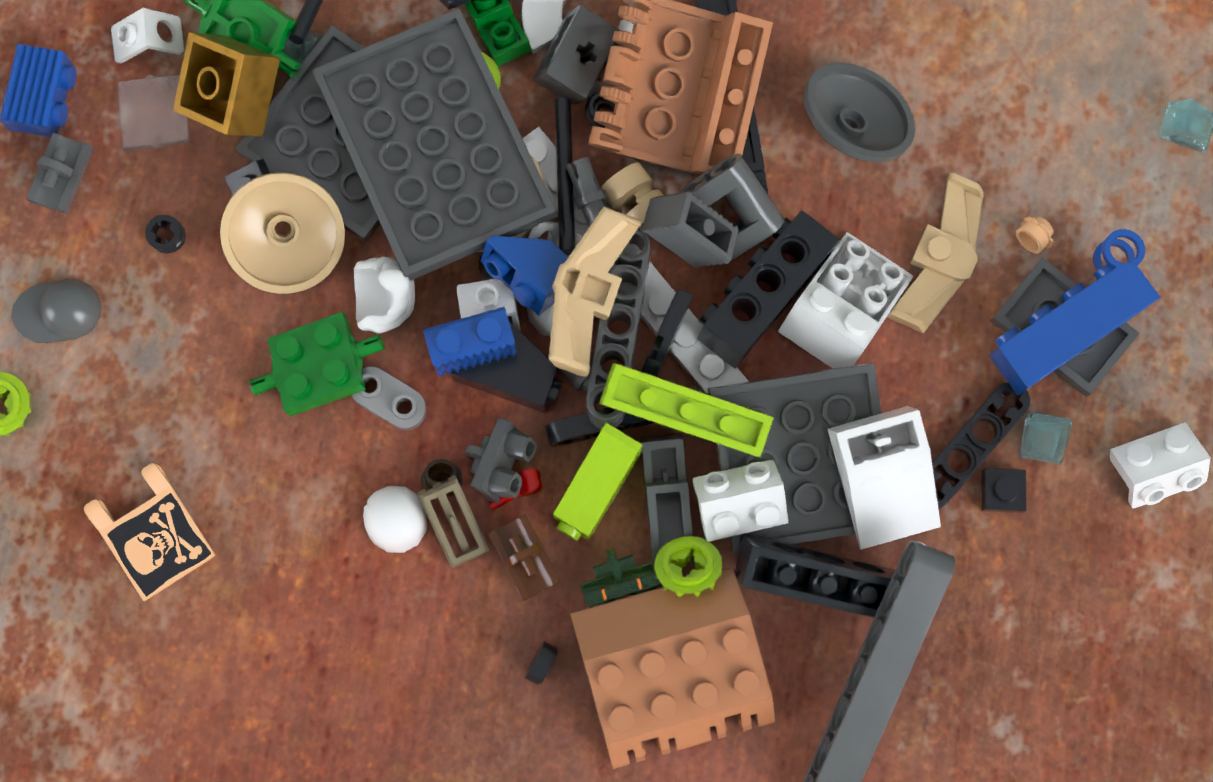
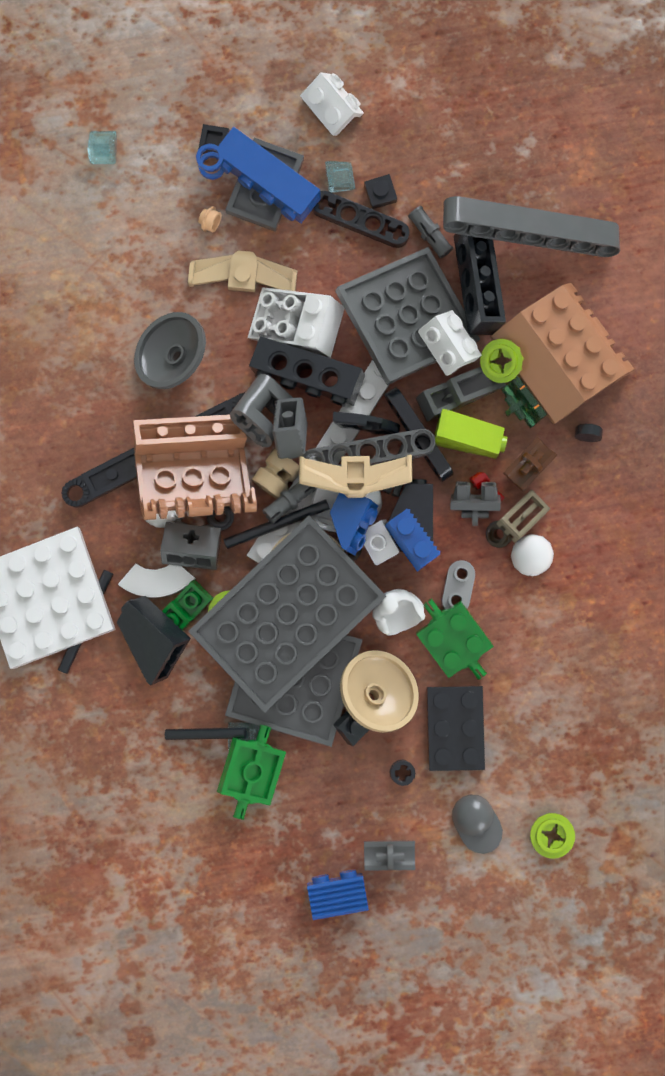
camera: 105 degrees left, 5 degrees up
(140, 32) = (274, 842): white bracket -> none
(149, 114) = (322, 814): clear piece -> none
(154, 541) = (600, 700): flag -> none
(196, 326) = (455, 728): none -> black plate
(226, 84) = (295, 764): pearl gold brick -> none
(686, 410) = (411, 389): lime plate -> none
(886, 476) = (402, 259): white slope -> none
(947, 534) = (430, 232): none -> dark grey pin
(1159, 273) = (212, 135): none -> black plate

